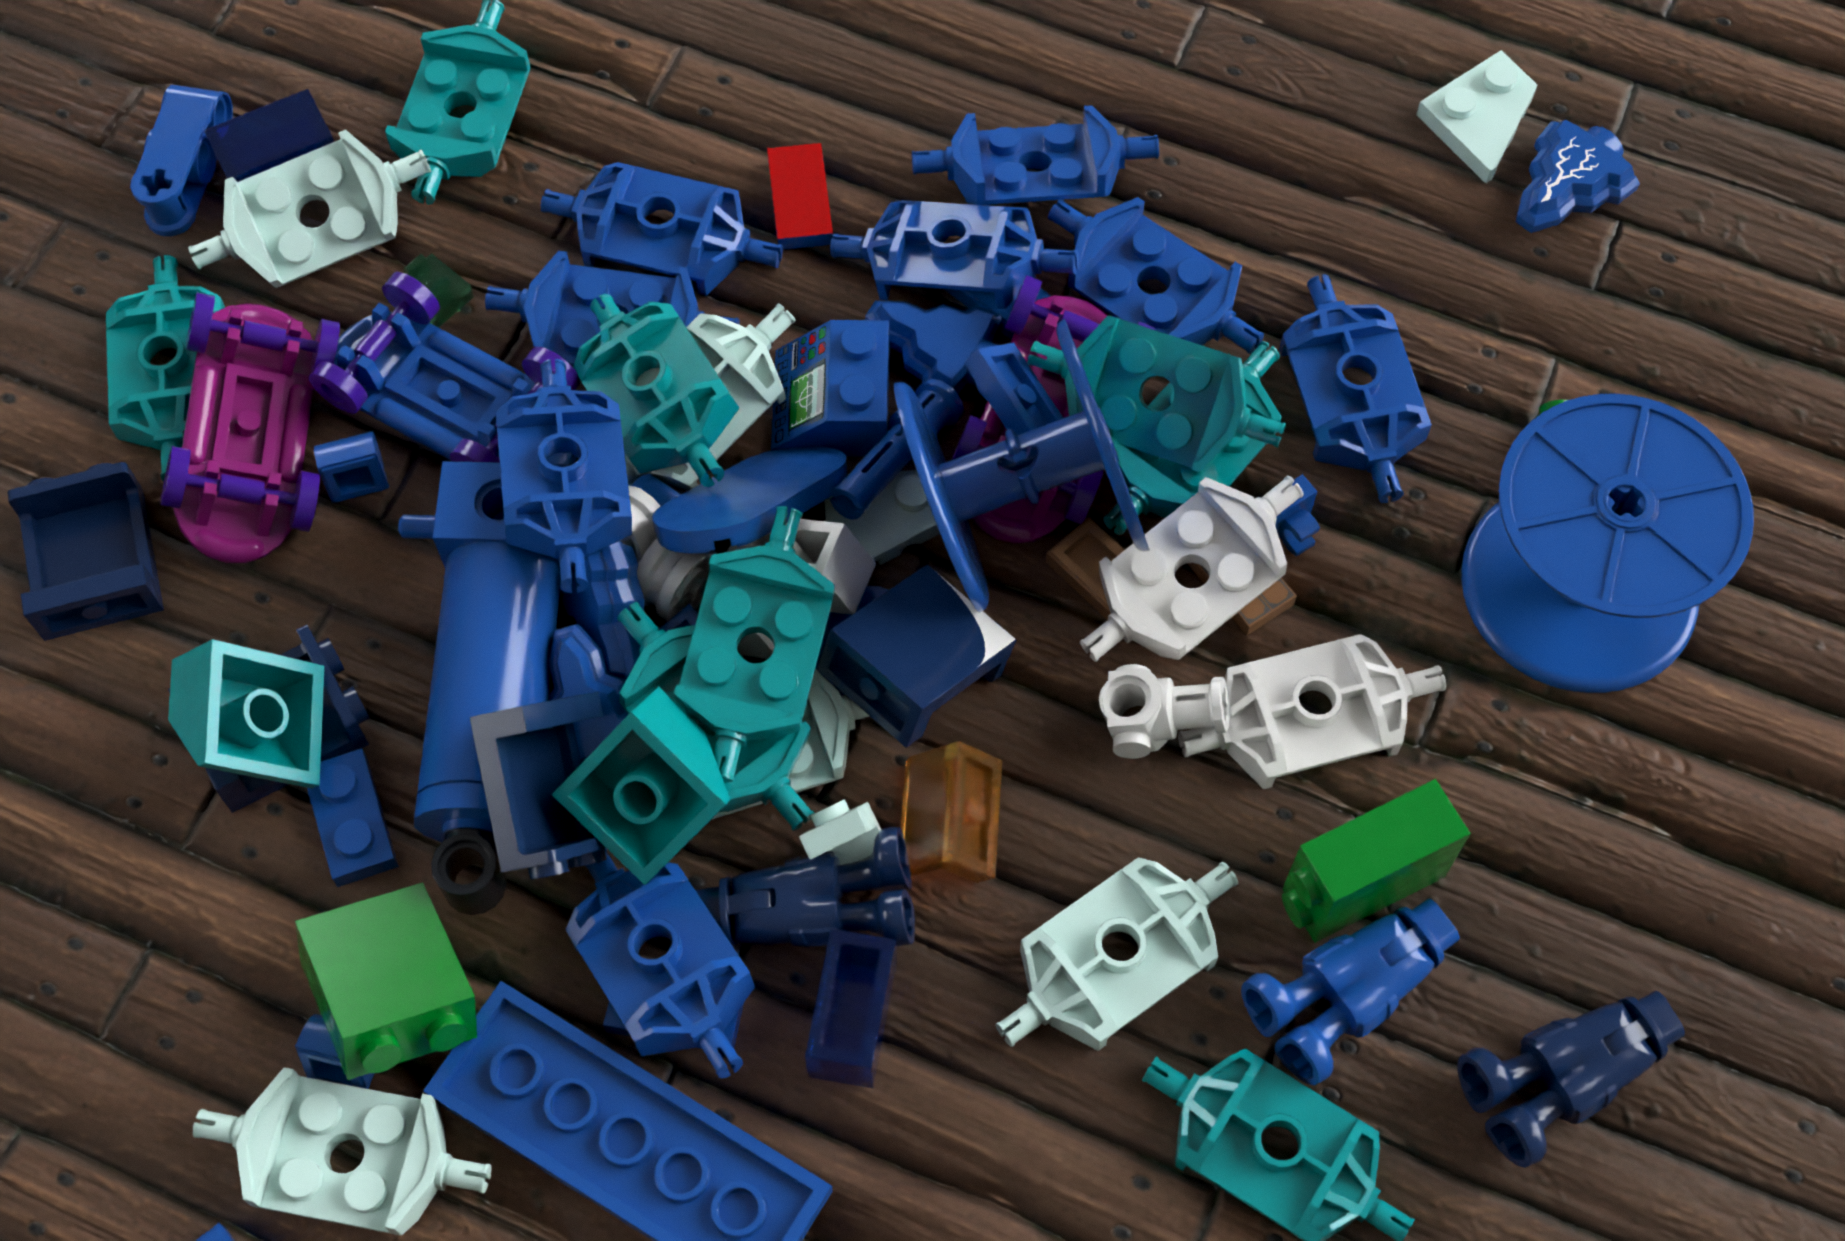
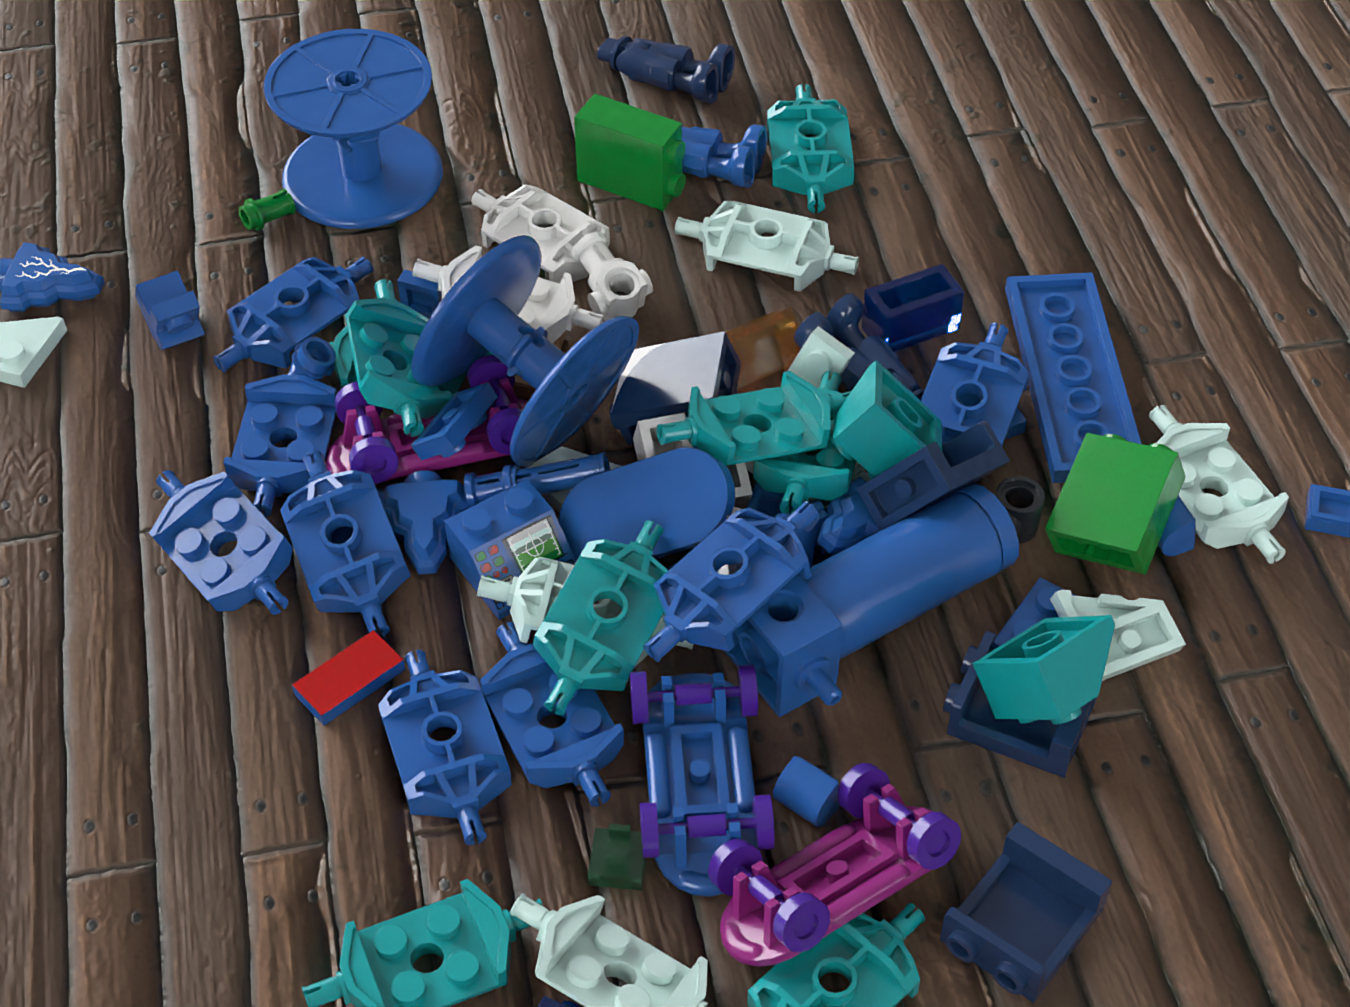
camera: 125 degrees left, 15 degrees down
(261, 869) = (1141, 630): none -> light aqua wing
(1230, 319) = (314, 358): none -> blue plate
(1421, 260) = (169, 310): none -> blue brick

